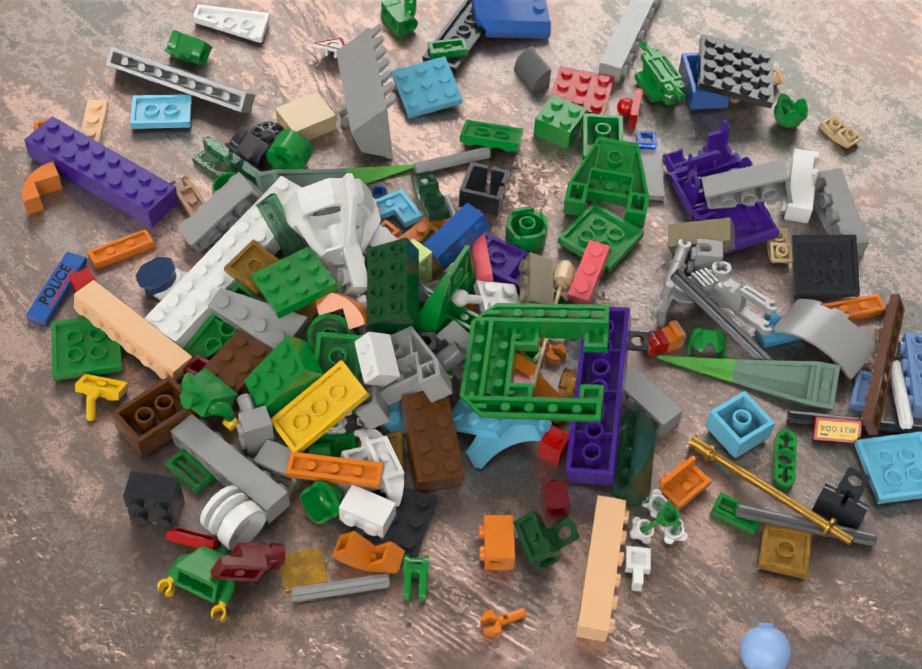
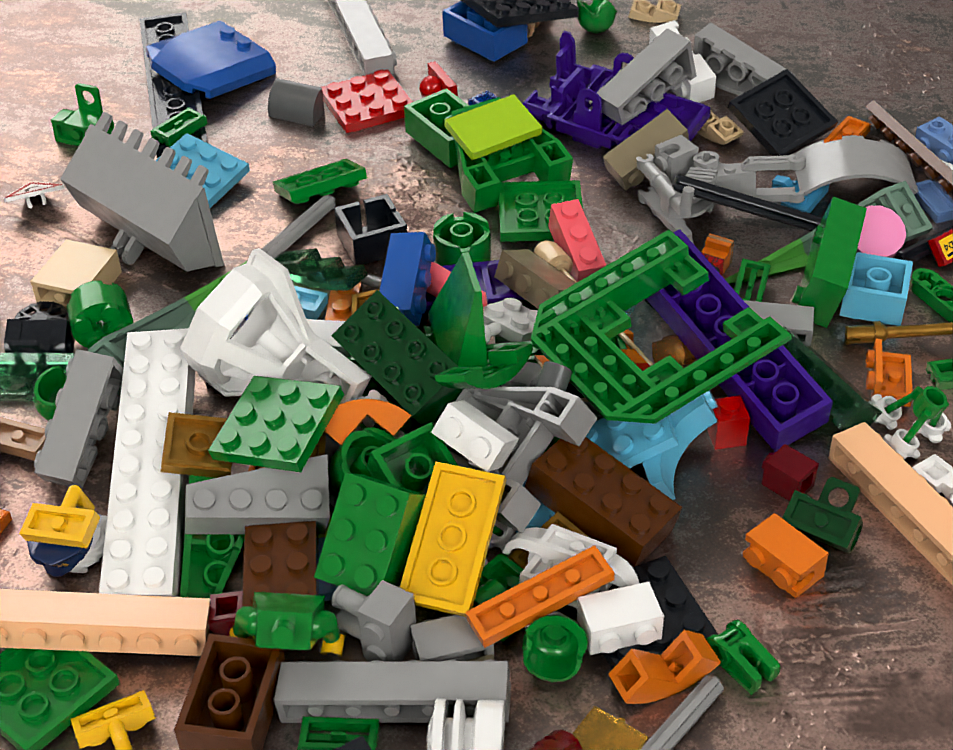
camera: 35 degrees left, 10 degrees down
(156, 267) = (62, 523): none -> yellow plate
(274, 216) = (190, 379): clear green fence -> none
(448, 325) = (503, 365): none -> green slope
(500, 620) = (876, 635): orange bar -> none
(559, 122) = (380, 132): green brick -> none
(612, 163) = (493, 127): none -> lime tile
(656, 380) = (755, 266): none -> green tile
(659, 77) = (439, 42): green piece -> none
(701, 338) = (755, 237): green helmet -> none
(732, 379) = (831, 260): none -> green brick
(786, 388) = (881, 232): none -> bright pink tile

